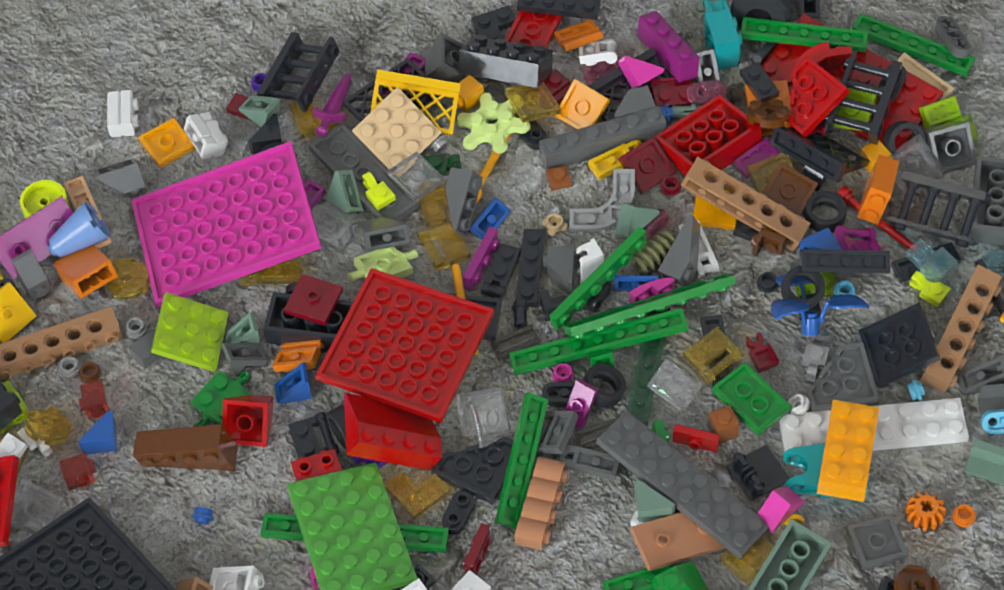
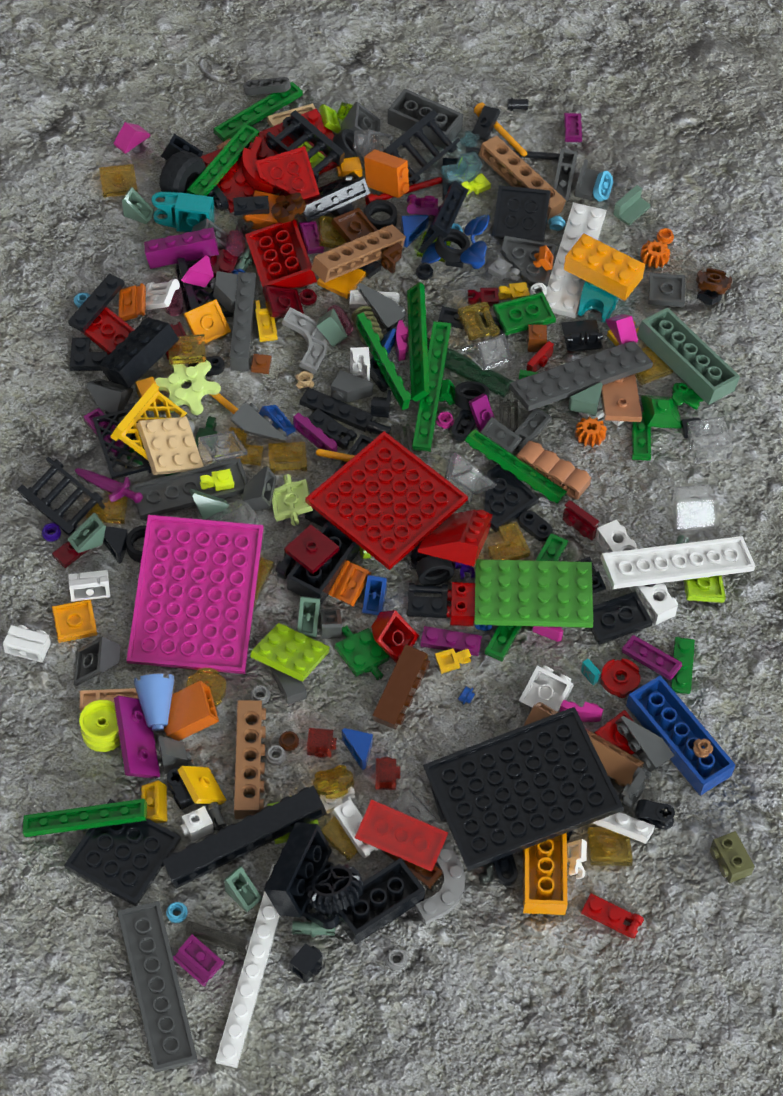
camera: 75 degrees left, 0 degrees up
(241, 484) = (449, 660): none -> yellow plate
(269, 479) = (447, 639): none -> magenta plate
(606, 528) = (590, 431): none -> orange gear
(787, 384) = (513, 291): none -> yellow plate
(843, 390) = (544, 258): none -> orange tile

